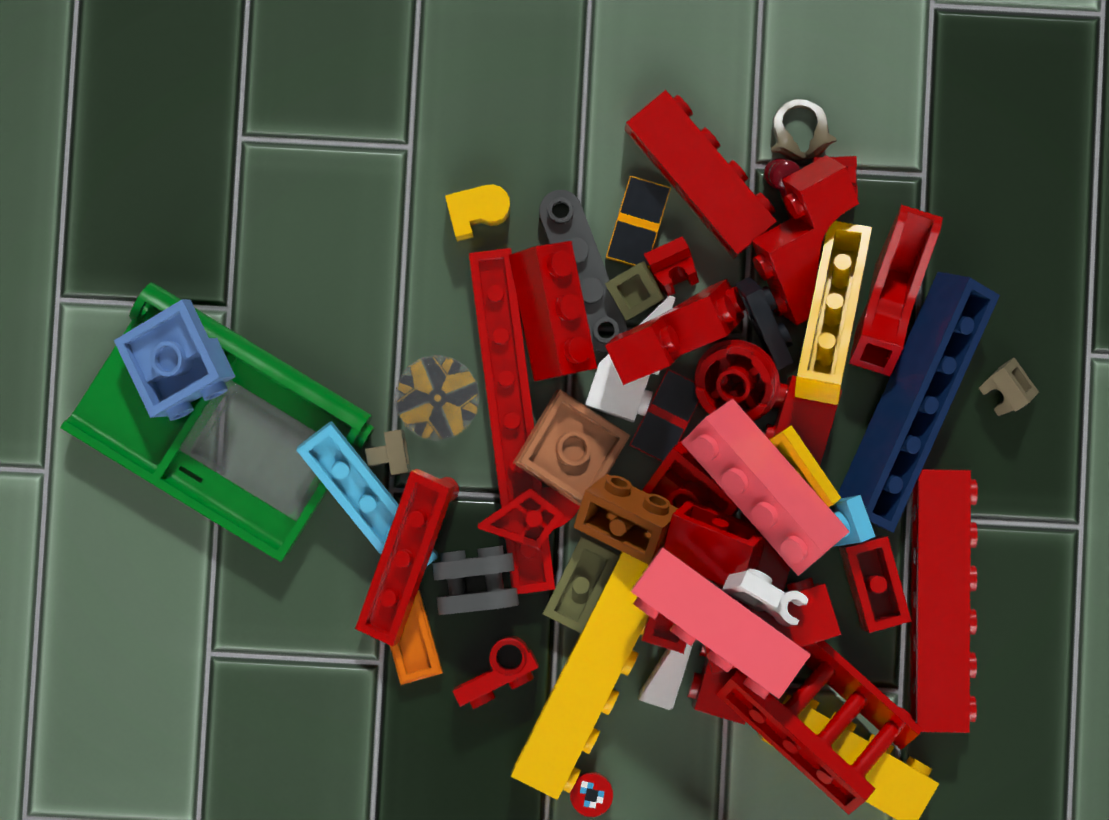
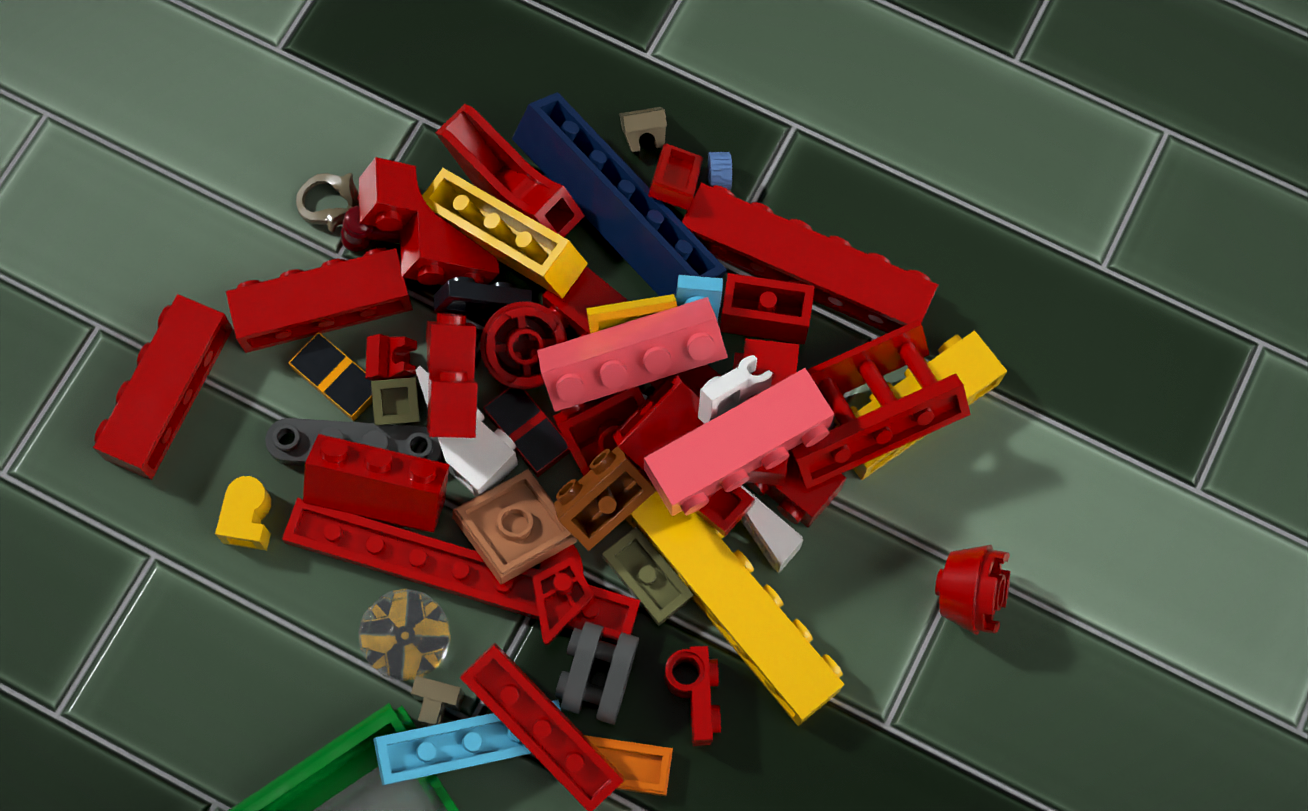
camera: 70 degrees left, 15 degrees down
(557, 77) = (162, 387): none -> red brick
(591, 794) = (854, 656): red tile -> none
(967, 442) = (676, 176): none -> red tile
(996, 478) = (720, 169): none -> medium blue axle

